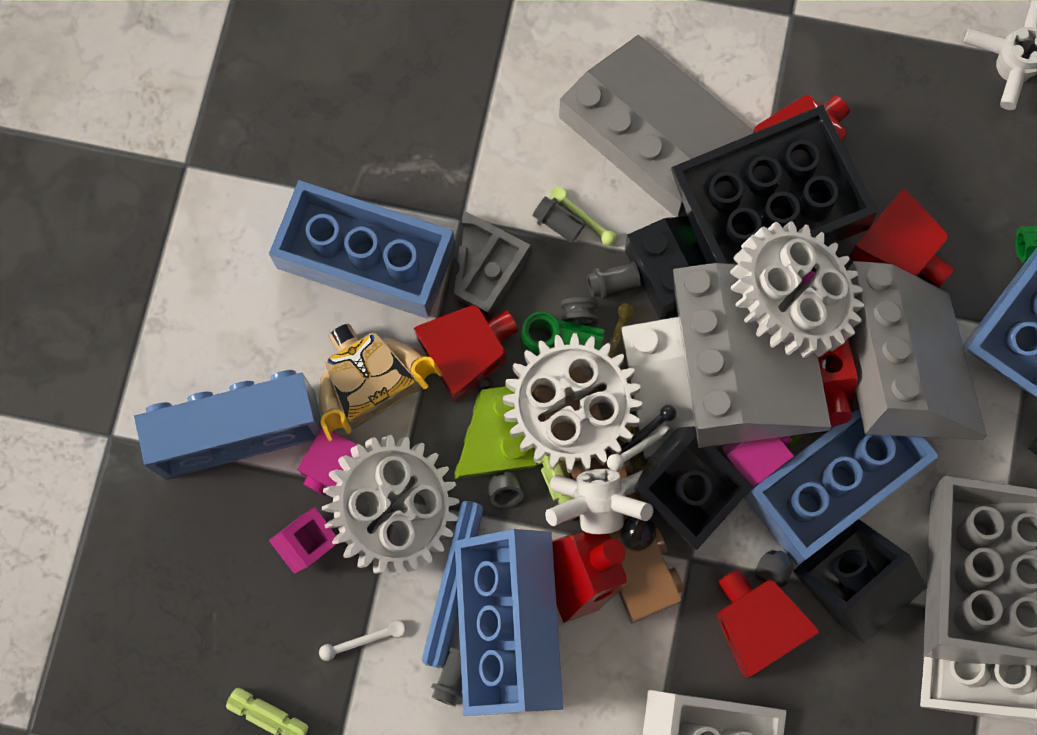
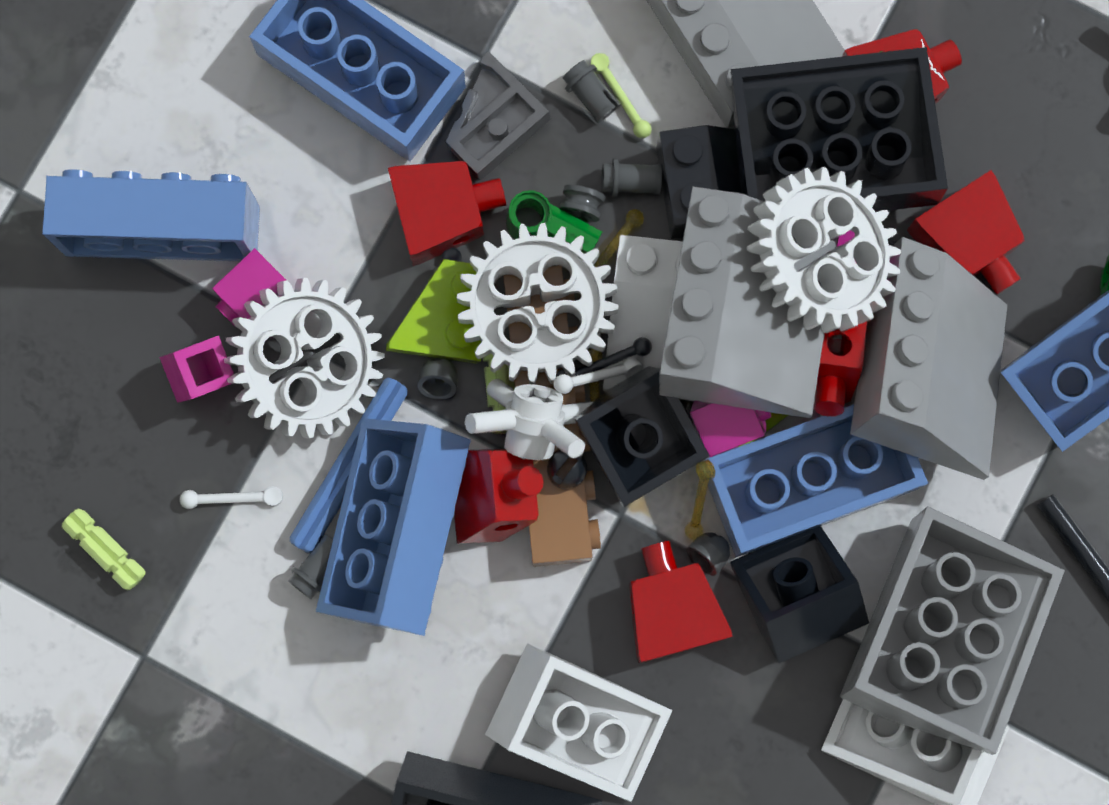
camera: 10 degrees right, 5 degrees up
(368, 378) = (320, 209): torso -> none
(754, 501) = (705, 472): none -> clear yellow hinge

